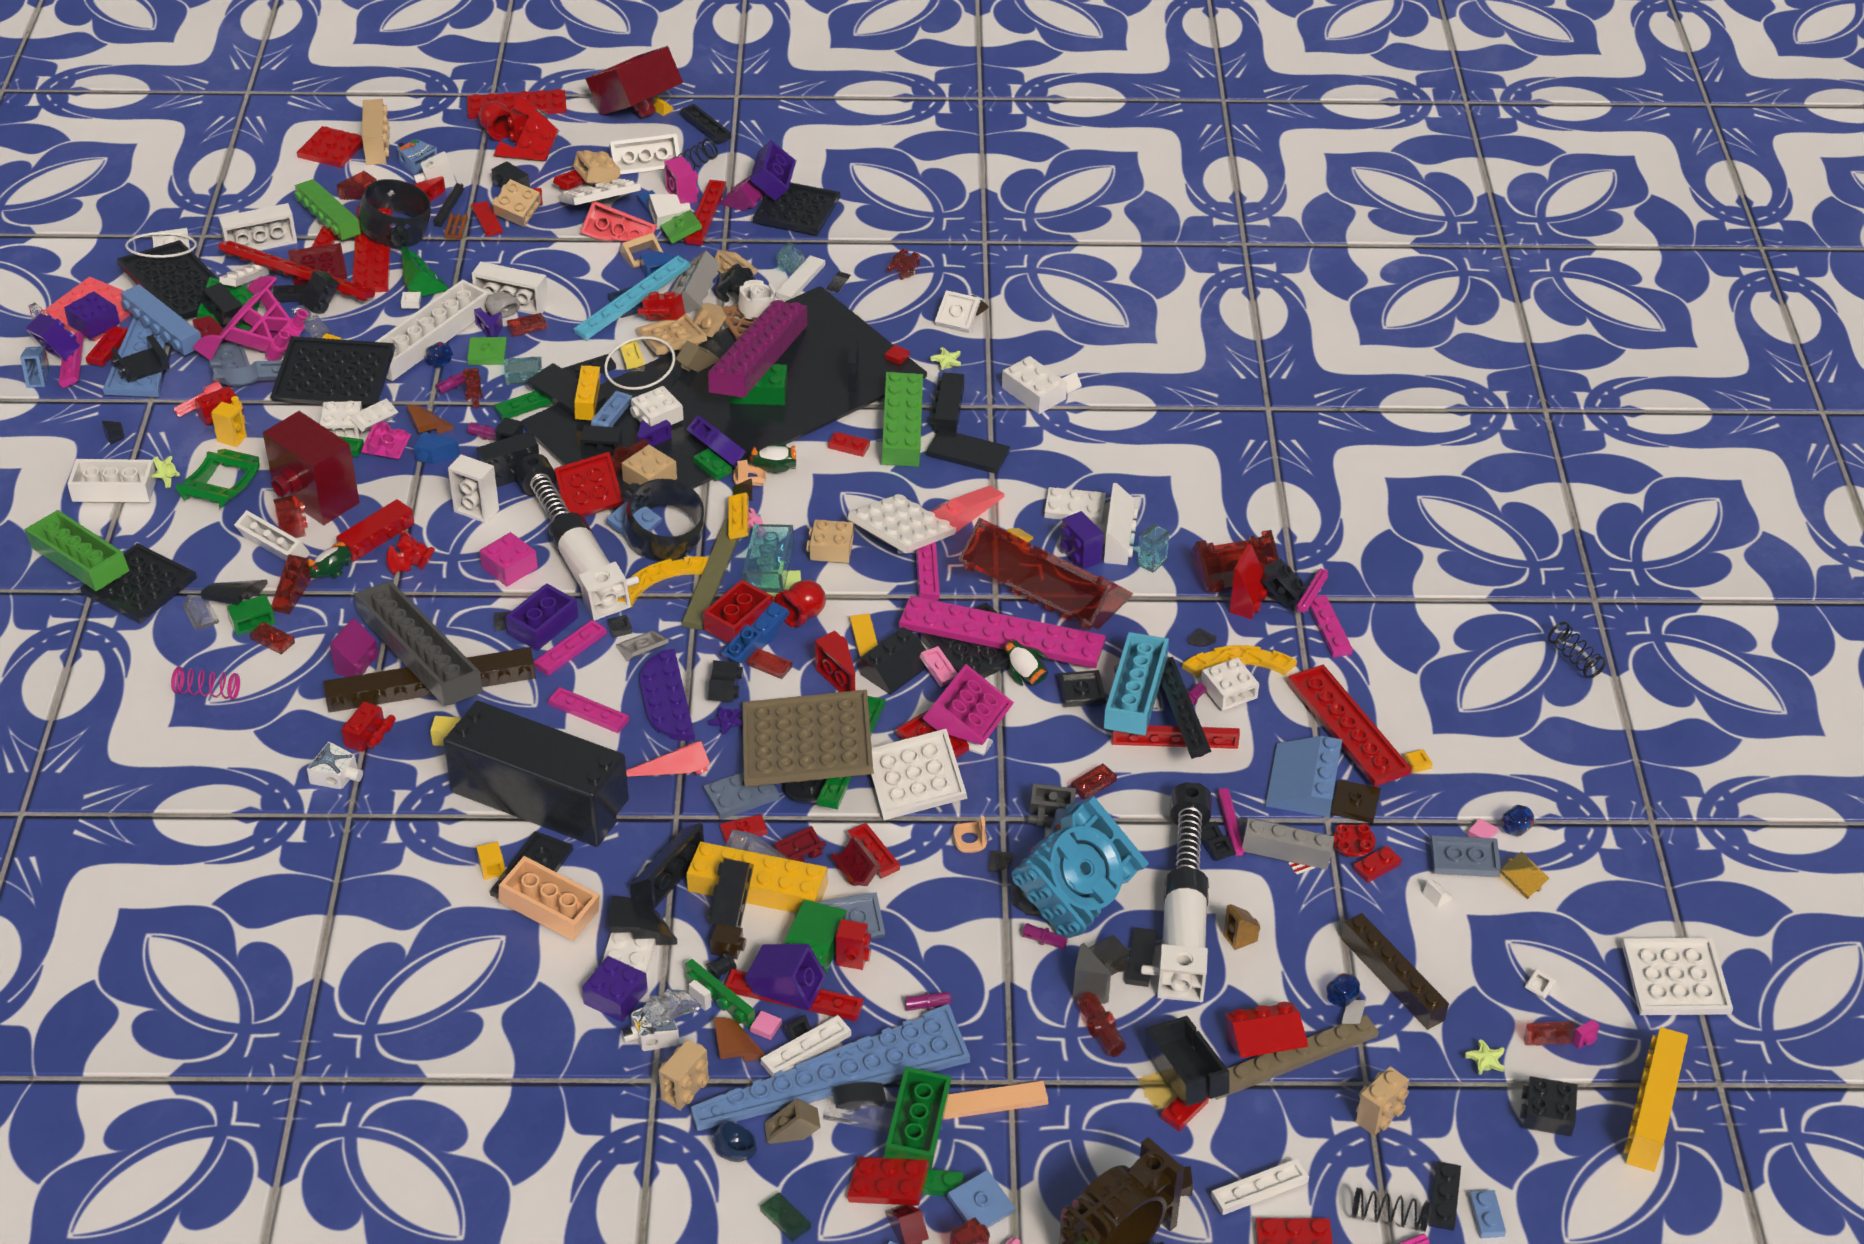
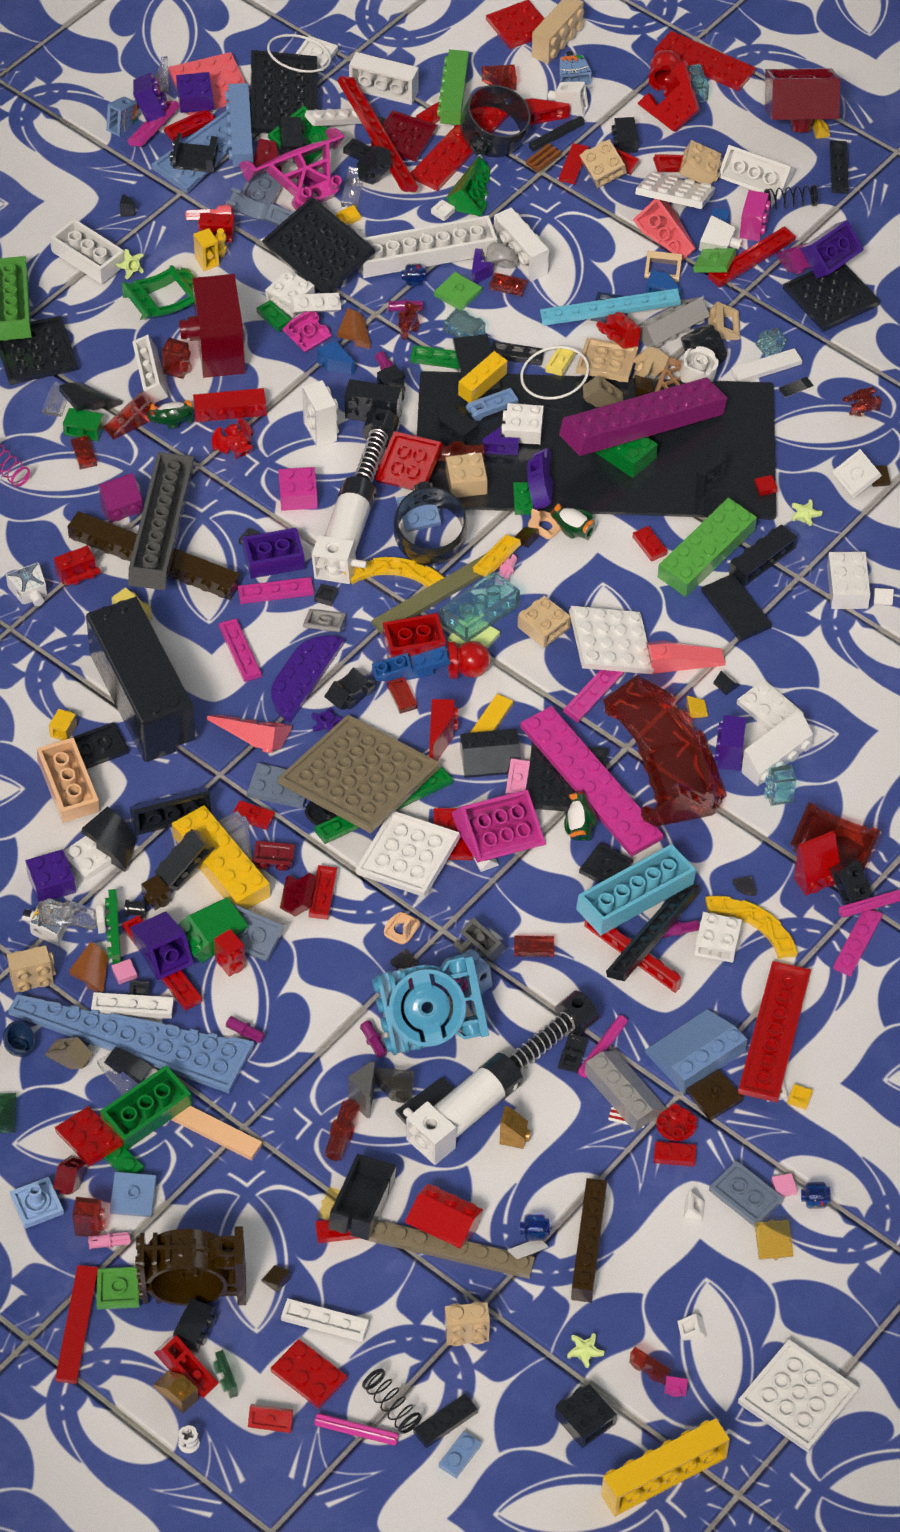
camera: 40 degrees right, 10 degrees up
(721, 338) = (642, 385): none -> dark brown slope
(1021, 506) = (725, 682): none -> black slope

